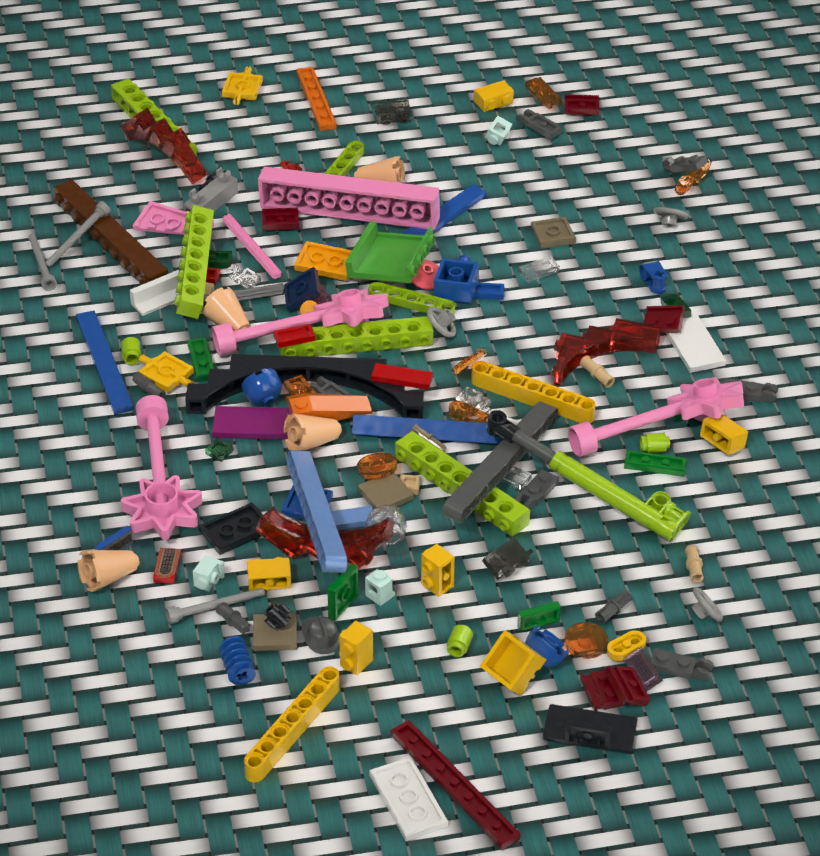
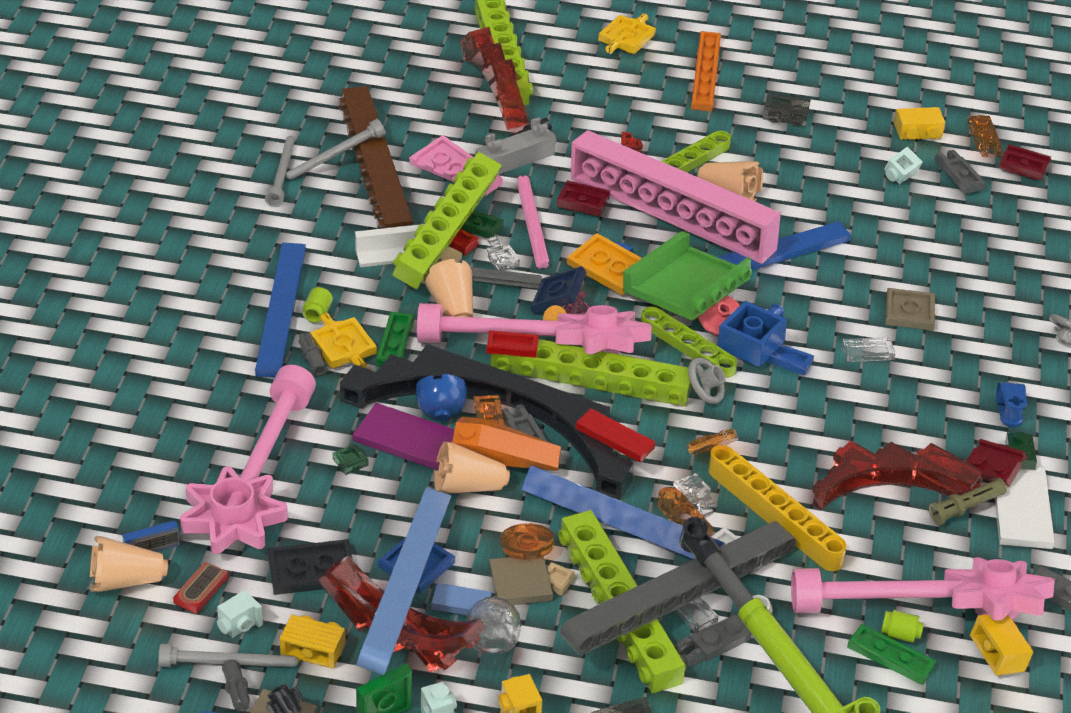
camera: 20 degrees right, 0 degrees up
(429, 437) = (610, 527): dark tan axle -> none
(597, 371) = (874, 505): tan pin -> none
(652, 354) = (957, 505): none -> olive pin

